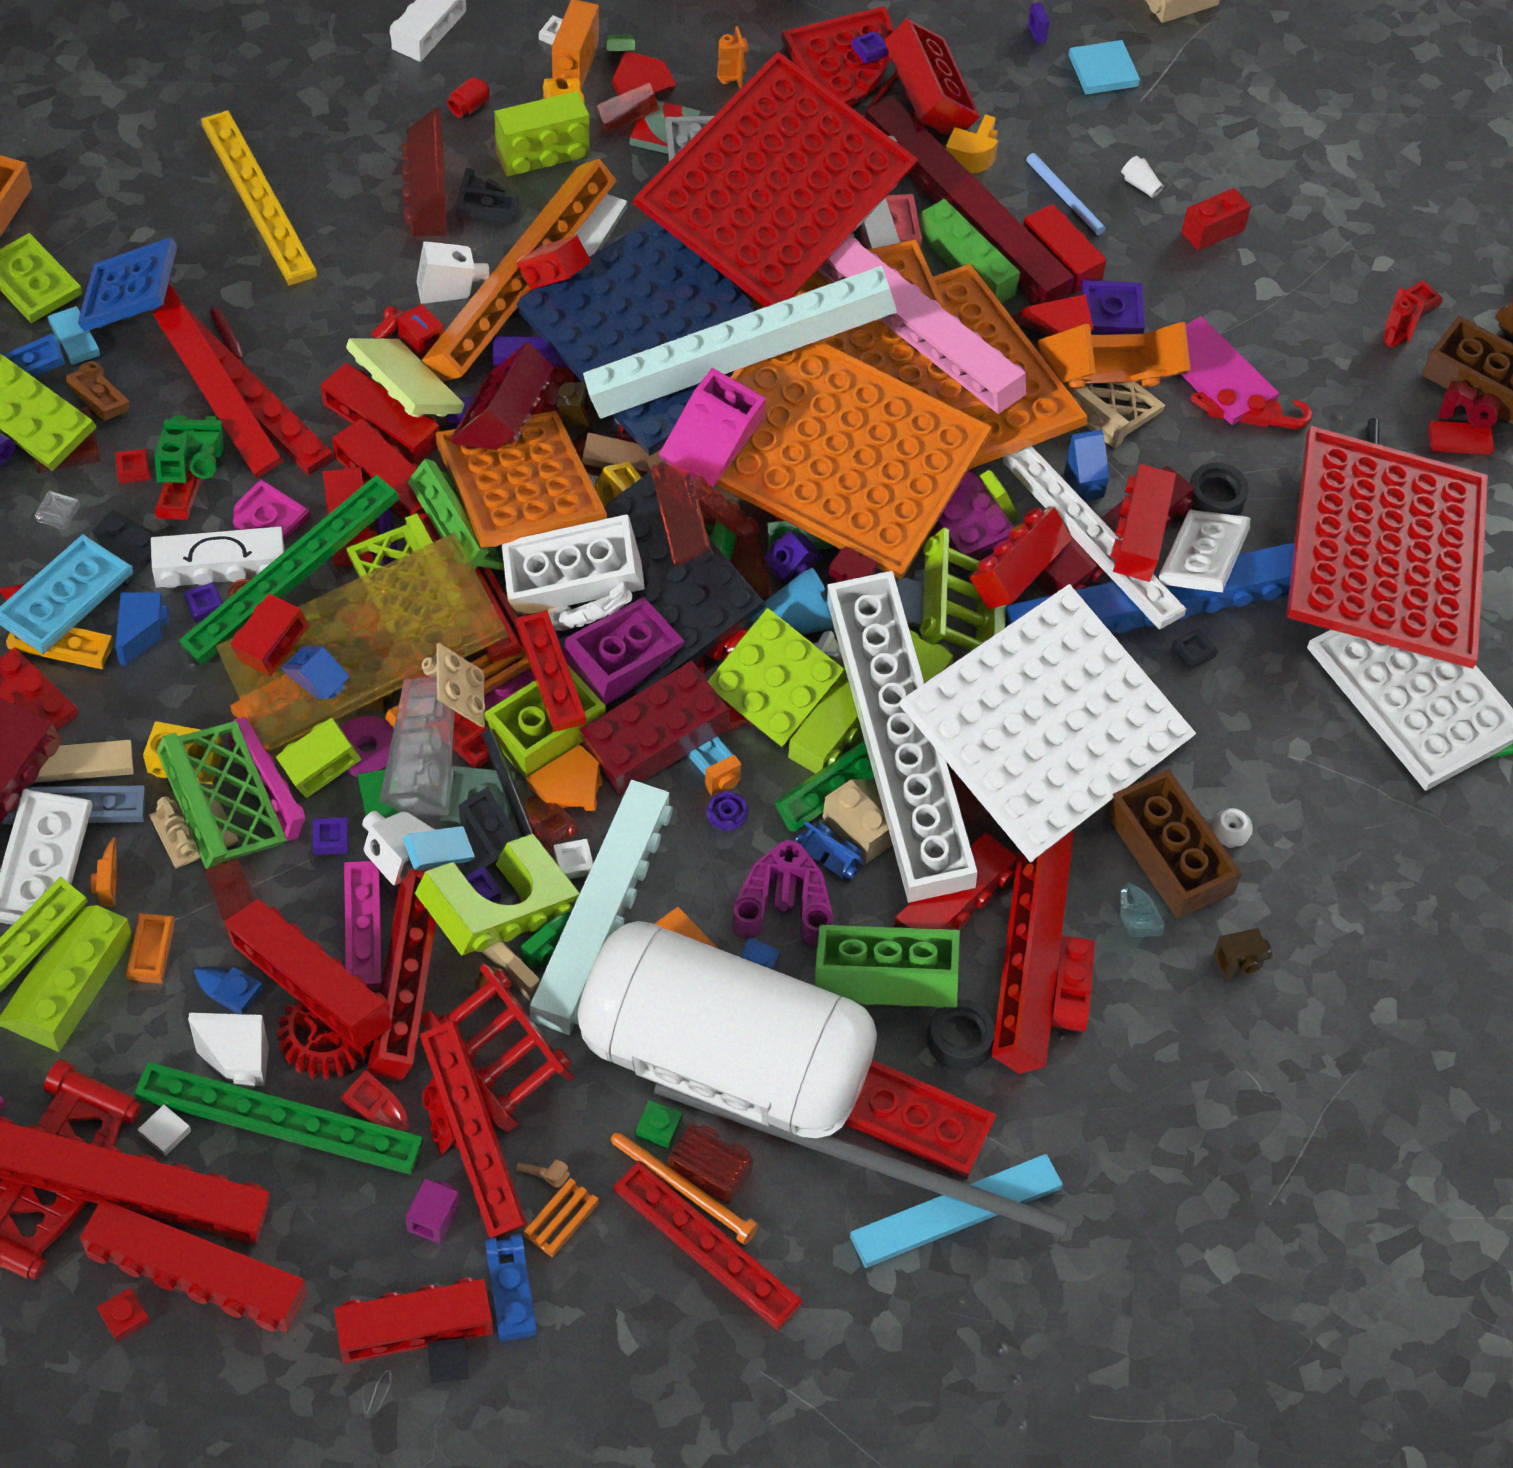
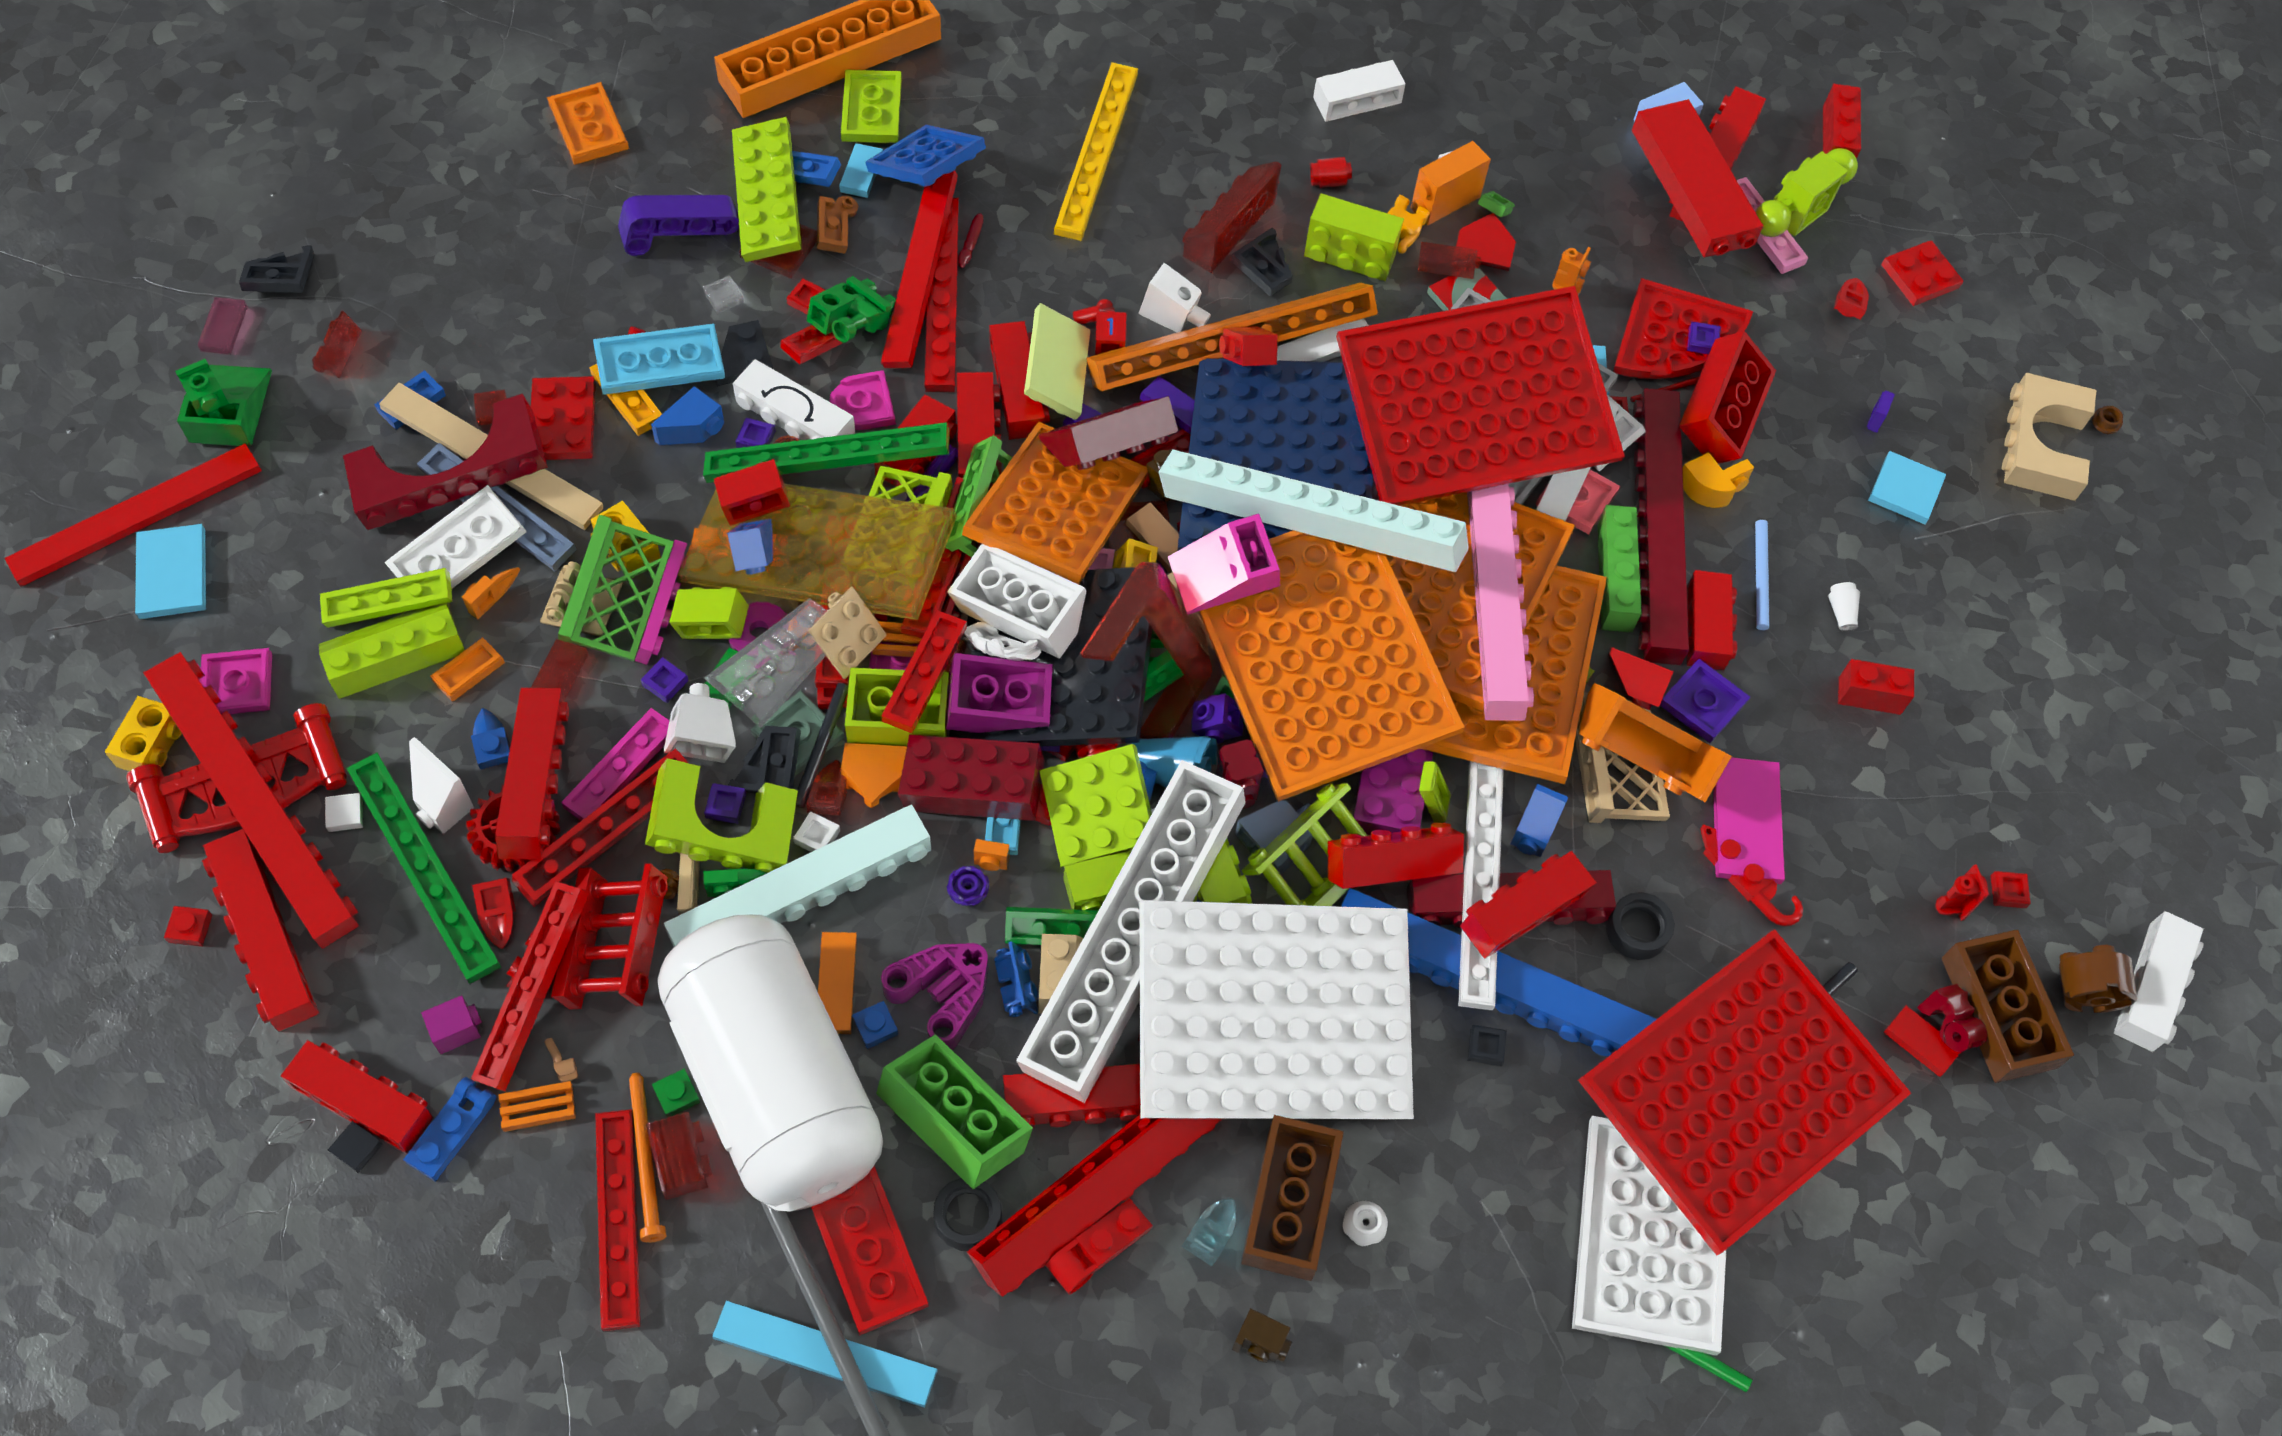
camera: 40 degrees right, 5 degrees up
(438, 847) = (714, 748): medium azure tile -> none
(1205, 551) = (1569, 968): white tile -> none

